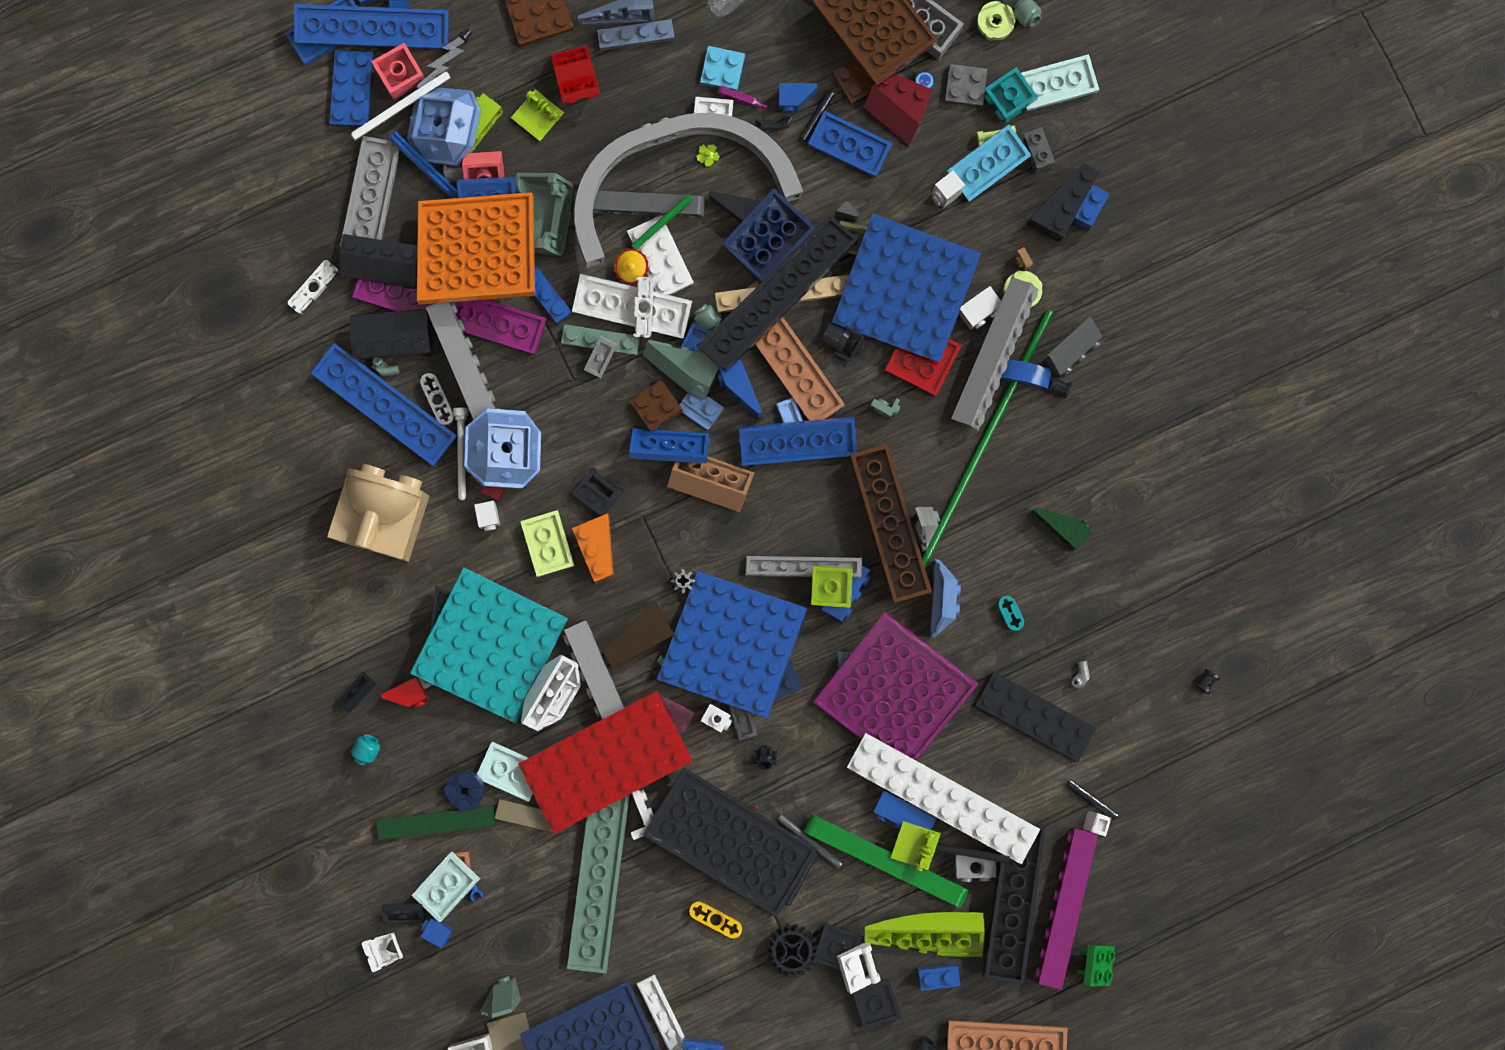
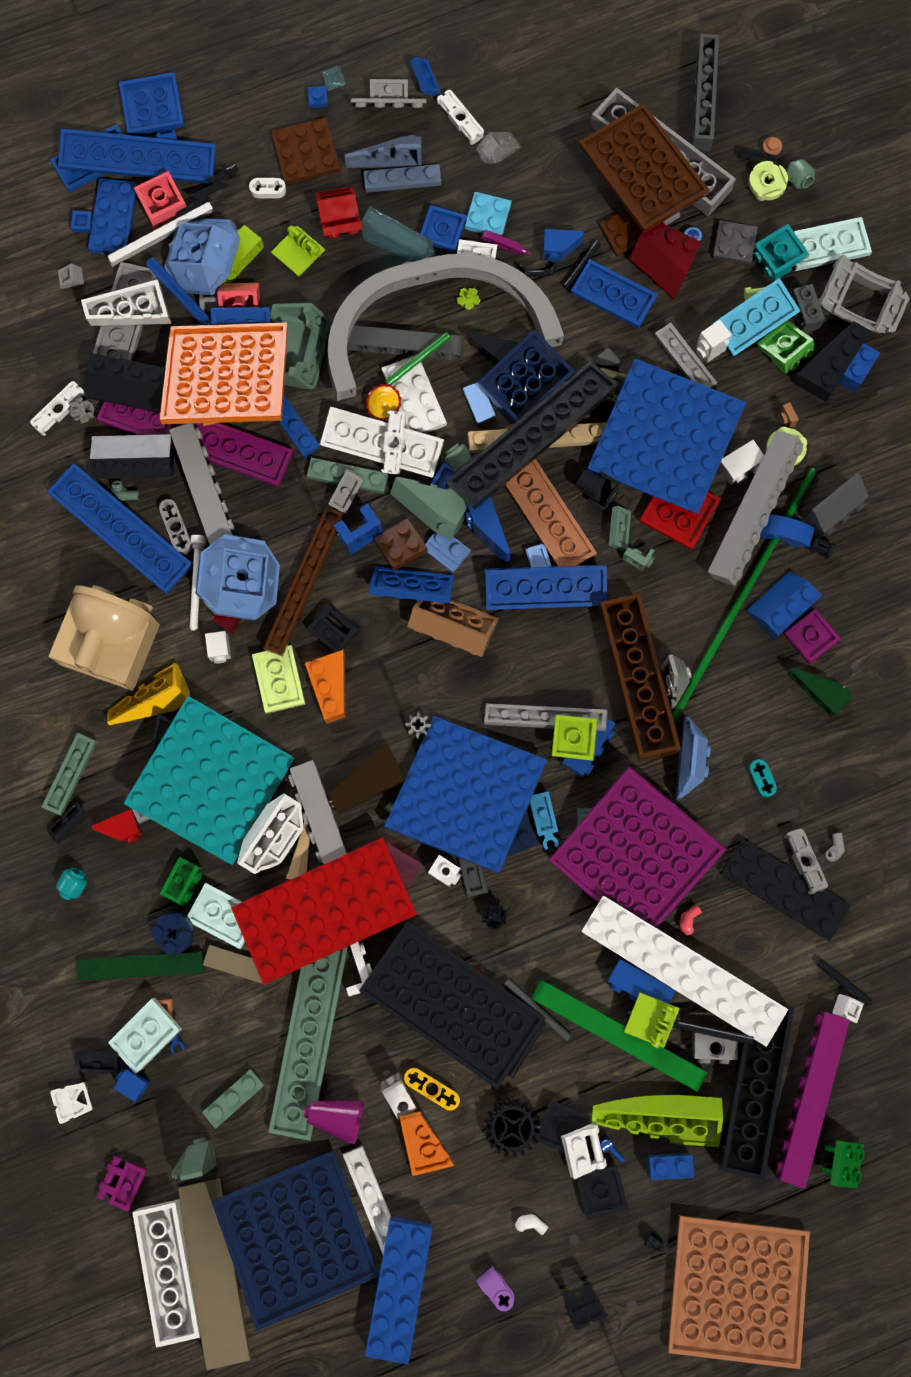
camera: 10 degrees right, 5 degrees down
(314, 152) = (70, 276): none -> light grey slope
(321, 95) = (81, 221): none -> blue plate
(337, 289) = (81, 410): none -> light grey gear
(354, 646) = (69, 774): none -> sand green plate
(380, 182) = (128, 306): none -> white wedge
(435, 566) = (159, 697): none -> yellow wedge
(439, 1025) = (127, 1186): none -> magenta plate
(469, 741) = (181, 881): none -> green bracket
(502, 56) = (267, 188): none -> white beam
(532, 939) = (233, 1098): none -> sand green plate
(565, 447) = (303, 582): none -> reddish brown tile
(579, 715) = (300, 858): none -> tan bar
(619, 399) = (361, 536): none -> blue panel
(629, 951) = (336, 1118): none -> magenta cone
(634, 98) = (395, 237): none -> clear light blue slope
(678, 85) = (444, 228): none -> blue plate
(682, 925) = (396, 1091): none -> light grey torso
(710, 971) = (423, 1145): none -> orange wing
(724, 261) = (479, 403): none -> light blue tile
(807, 662) = (544, 818): none -> dark azure plate
(813, 1034) = (530, 1221): none -> white arm
(866, 379) = (619, 528): none -> sand green plate
(879, 960) = (606, 1145): none -> blue hand
(922, 206) = (684, 356): none -> light grey plate
(945, 750) = (686, 919): none -> coral arm
(1020, 190) = (787, 346): none -> bright green plate
(1024, 445) = (783, 604): none -> blue slope
(1049, 677) = (802, 848): none -> light grey piece
(1053, 474) = (812, 636): none -> magenta tile
(1067, 126) = (839, 282): none -> light grey wedge

